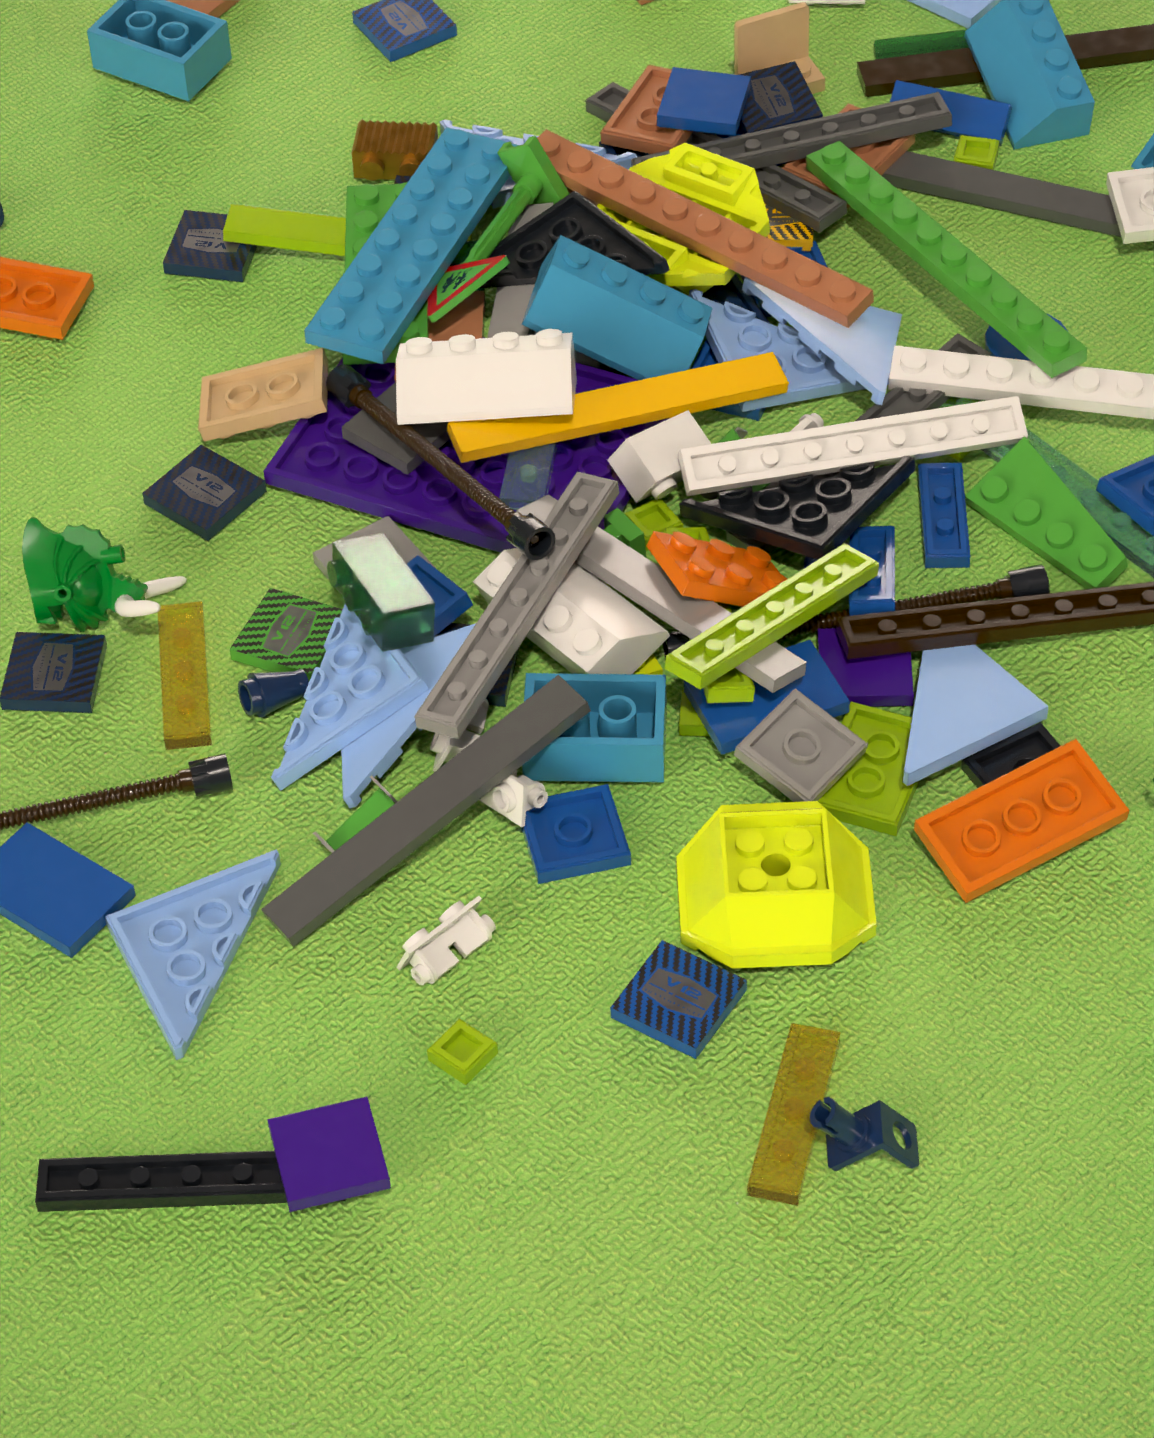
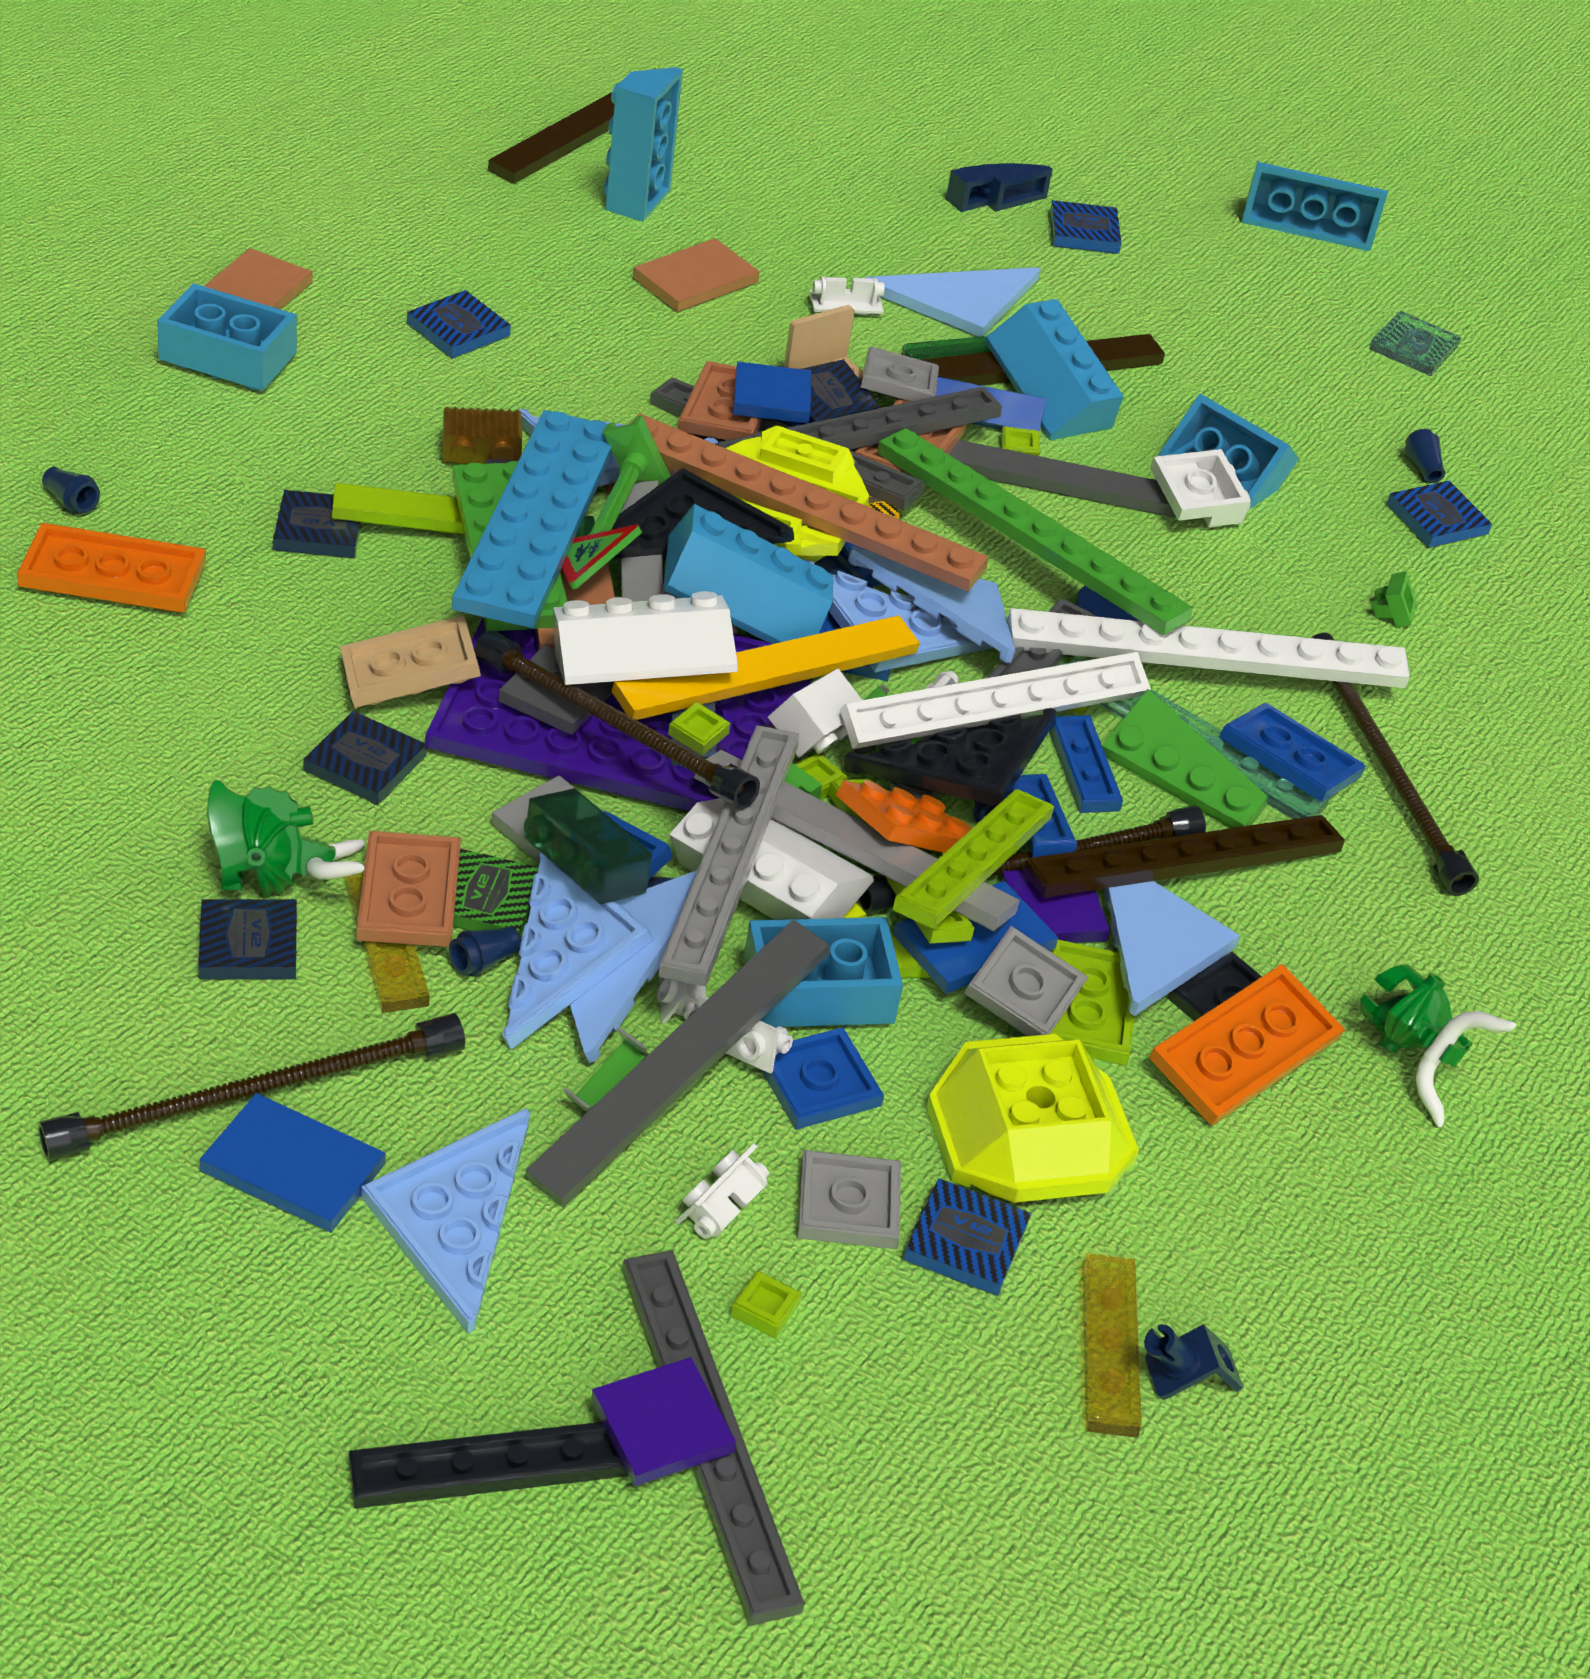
camera: 20 degrees left, 5 degrees down
(211, 628) = (409, 889): none -> nougat tile
(384, 1214) = (729, 1482): none -> dark grey tile
(529, 471) = (699, 728): none -> lime tile
(571, 955) = (849, 1199): none -> light grey tile
(853, 79) = (899, 375): none -> light grey plate

